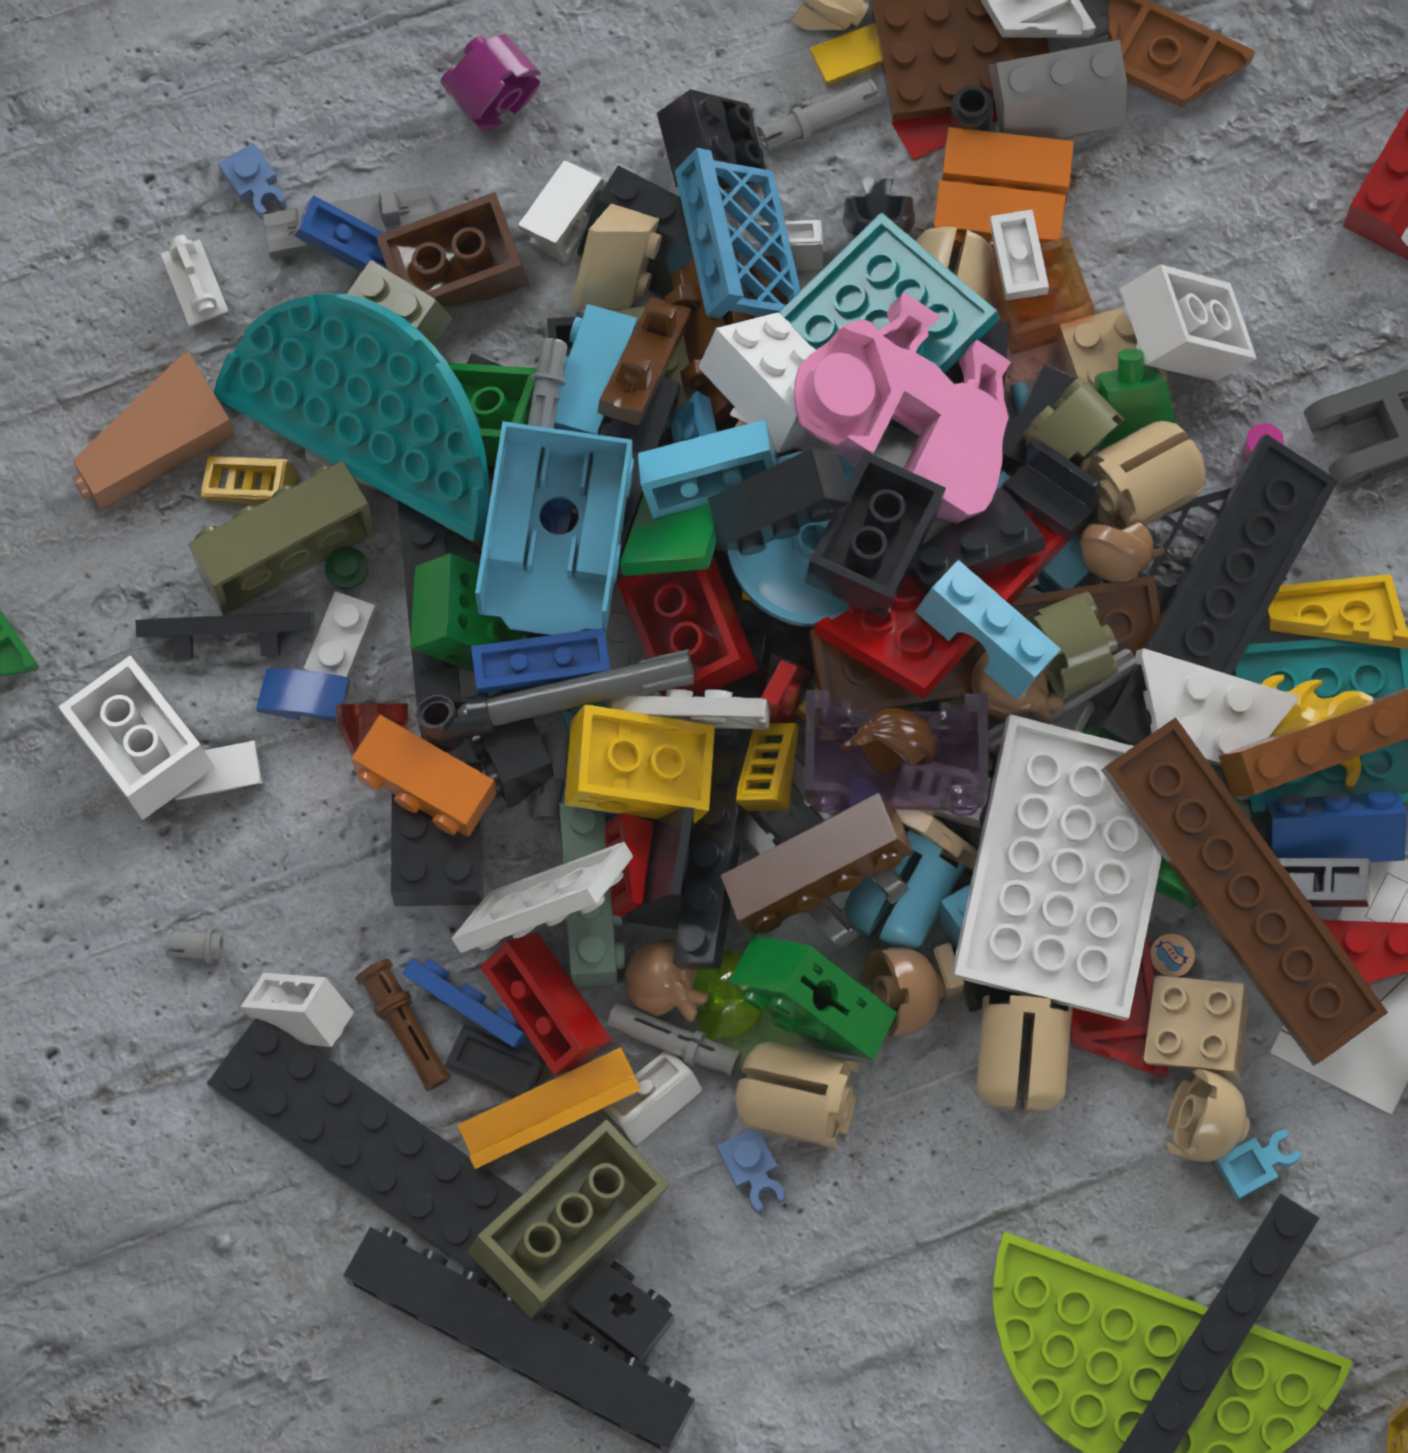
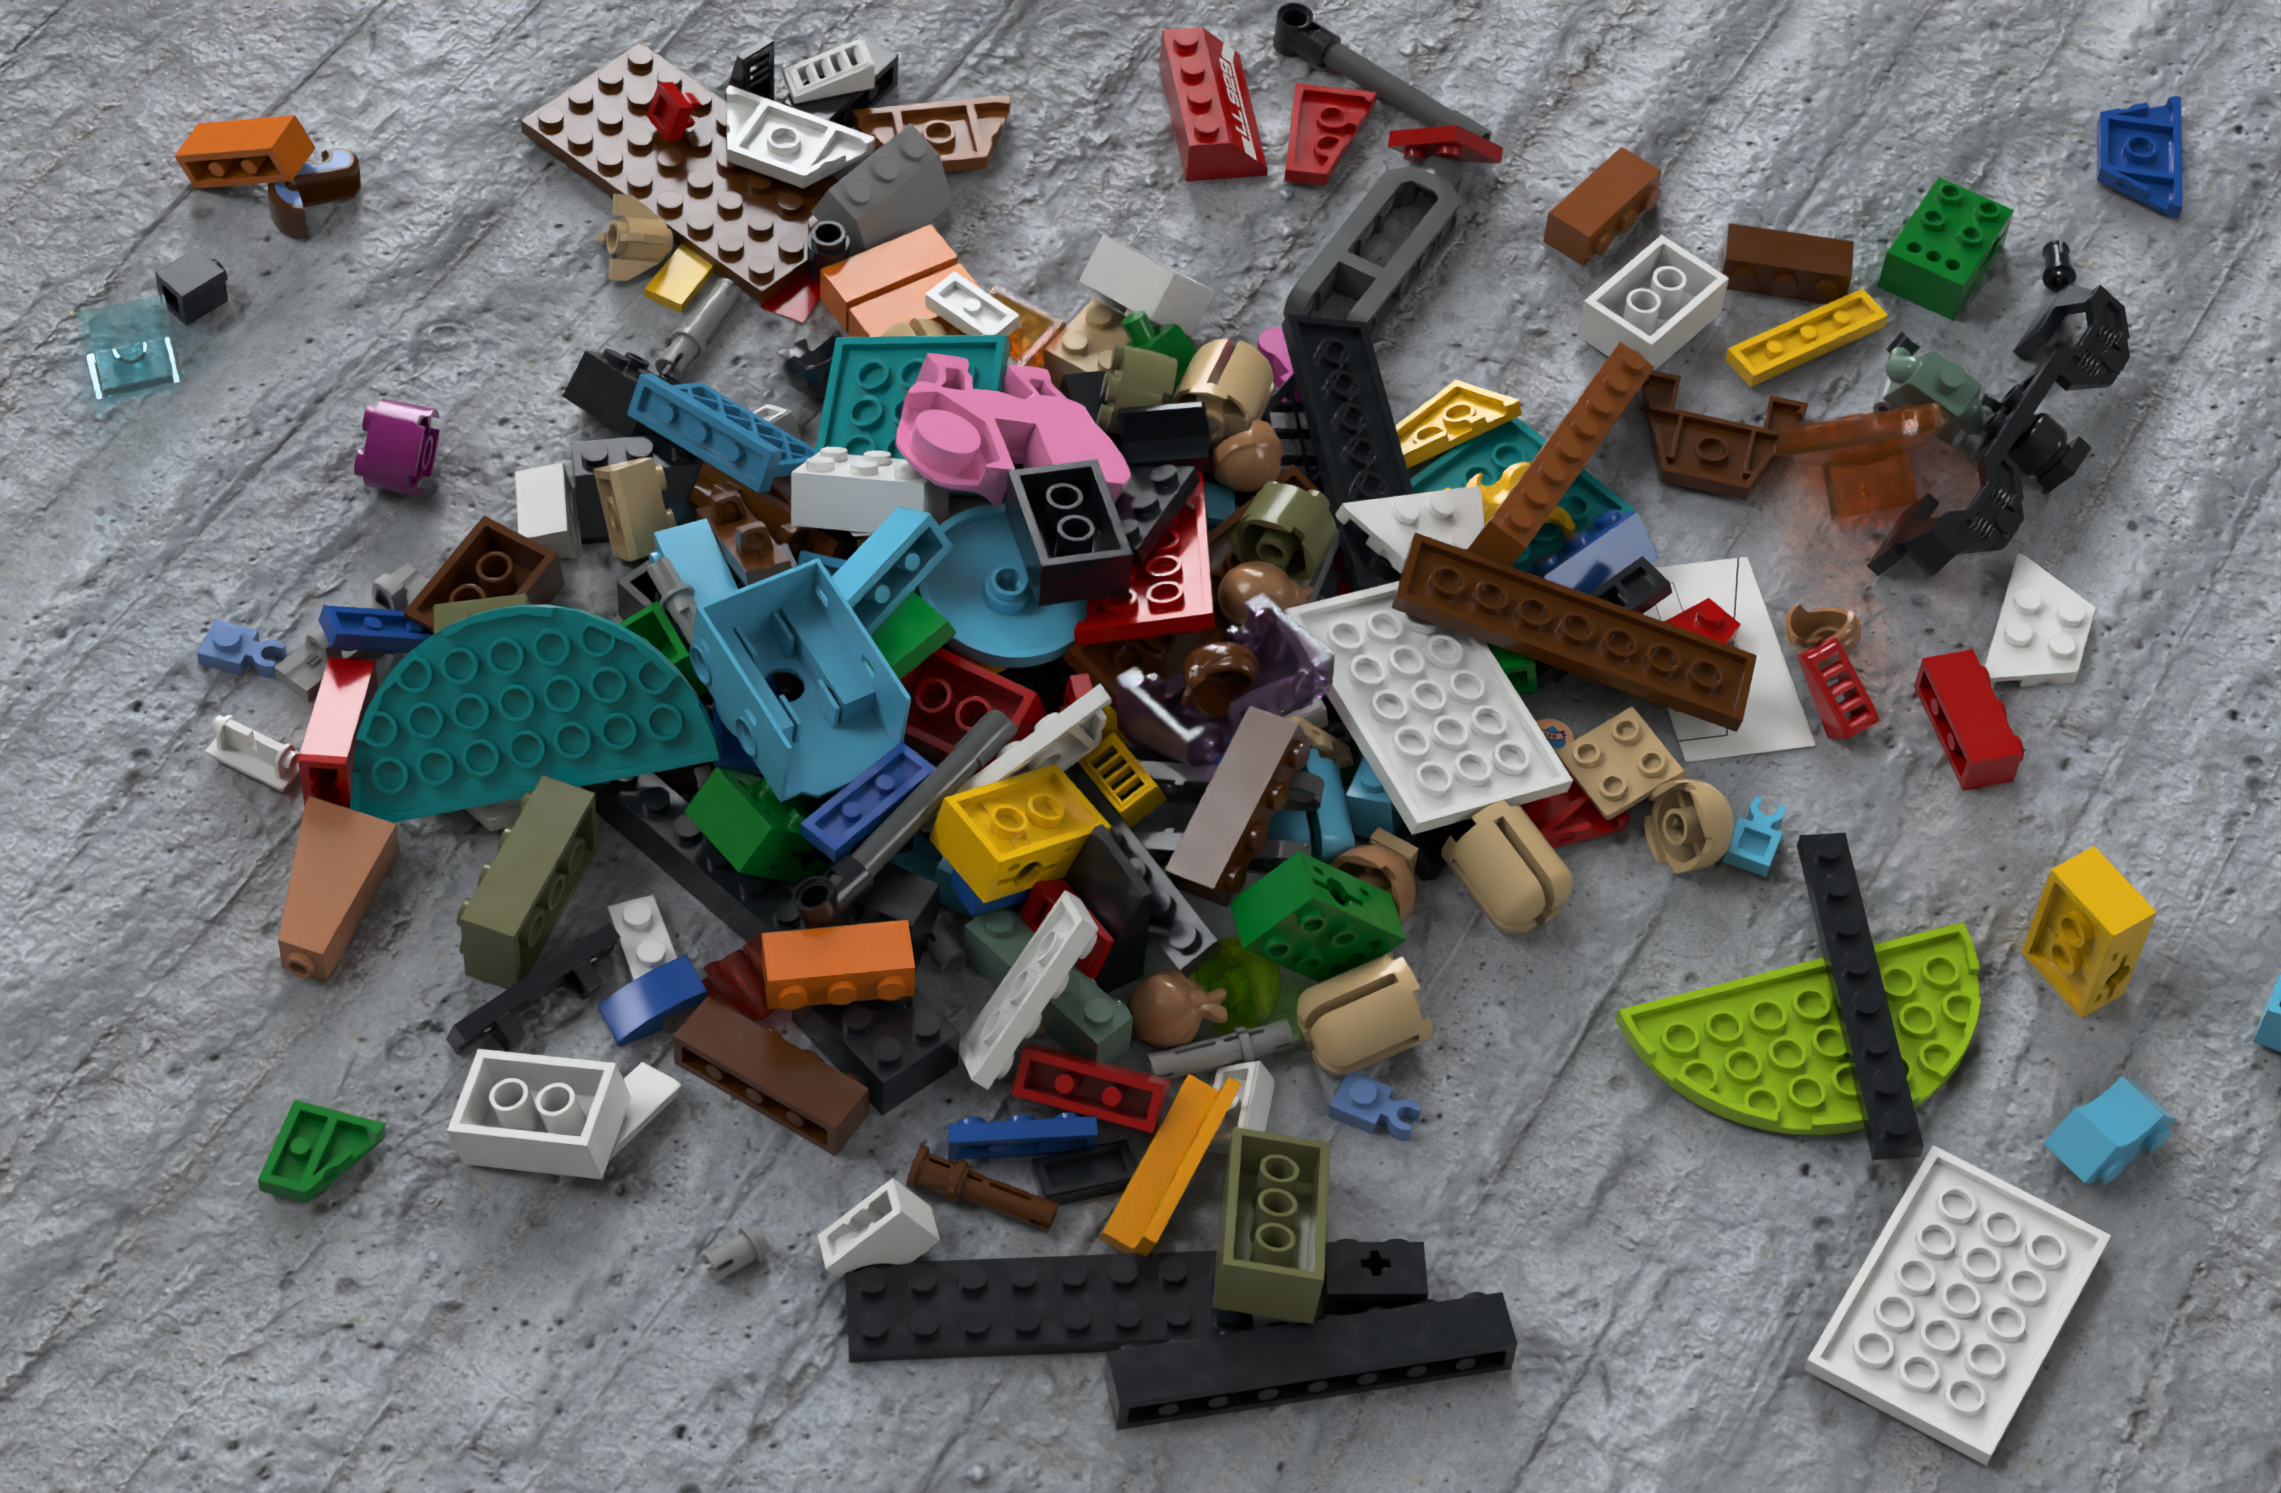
camera: 45 degrees left, 20 degrees down
(220, 324) = (331, 735): none -> red slope
(275, 475) = (451, 854): yellow slope -> none
(333, 819) = (771, 1075): none -> reddish brown brick
(346, 568) = (600, 885): dark green plate -> none
(779, 501) = (973, 546): black brick -> none
(969, 606) = (1188, 531): medium azure arch -> none

